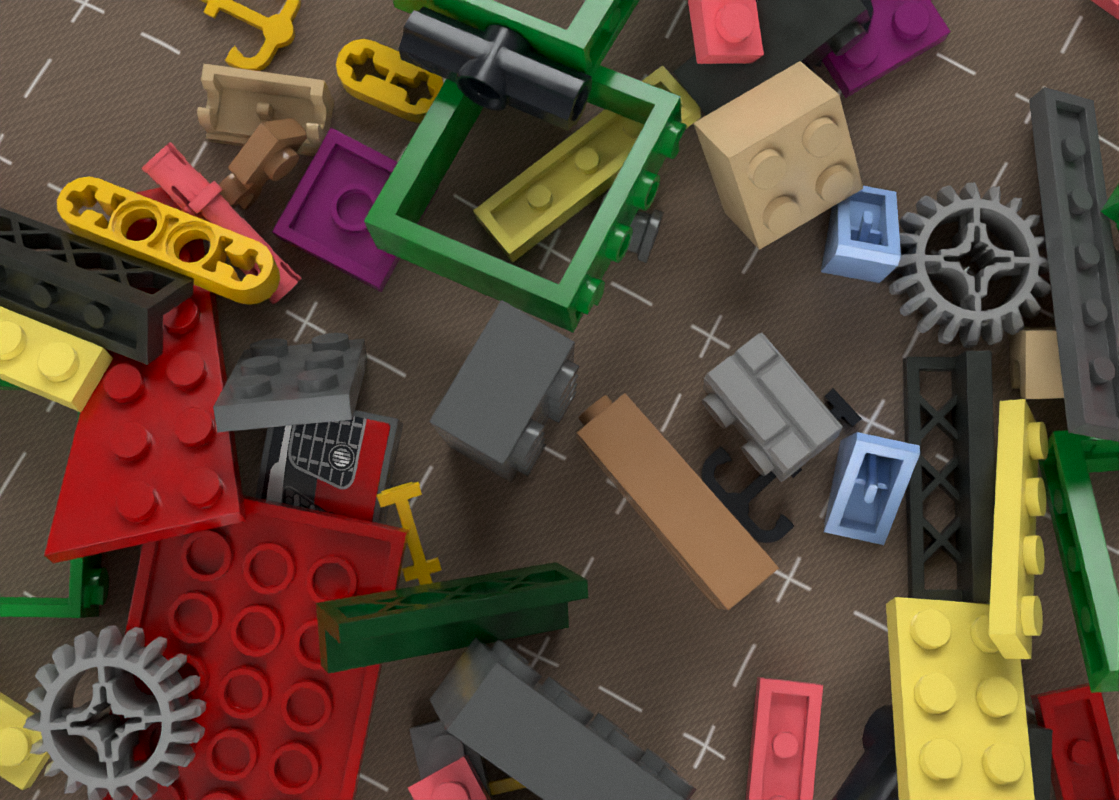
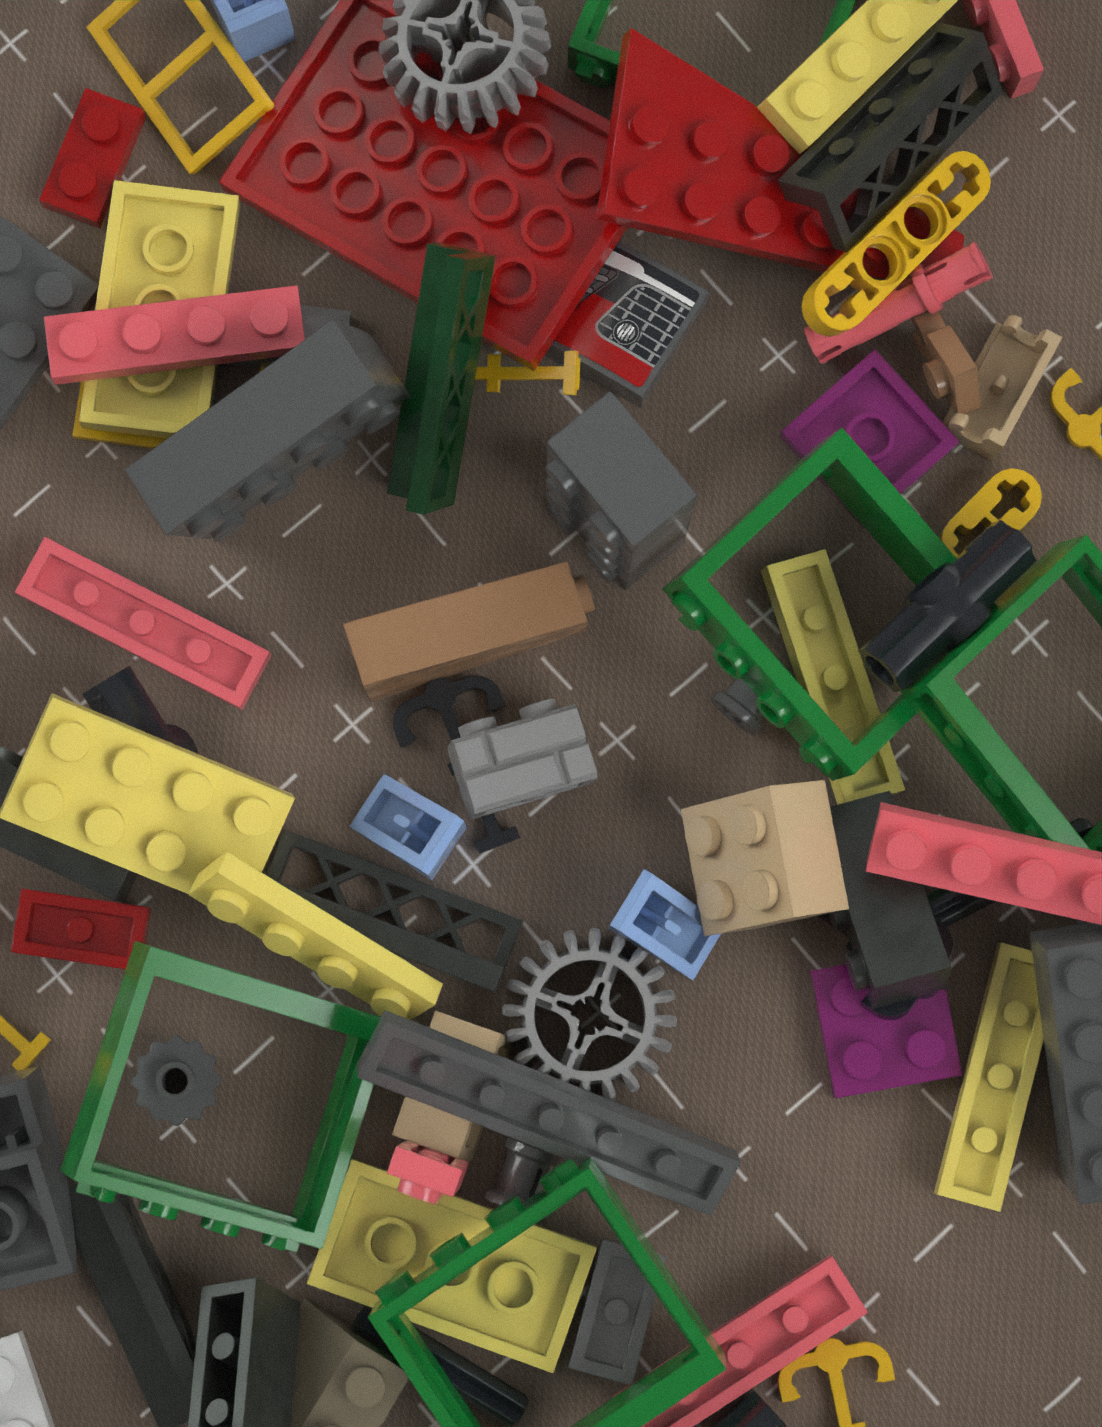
camera: 110 degrees right, 0 degrees up
(293, 383) = (710, 310): dark grey plate -> none

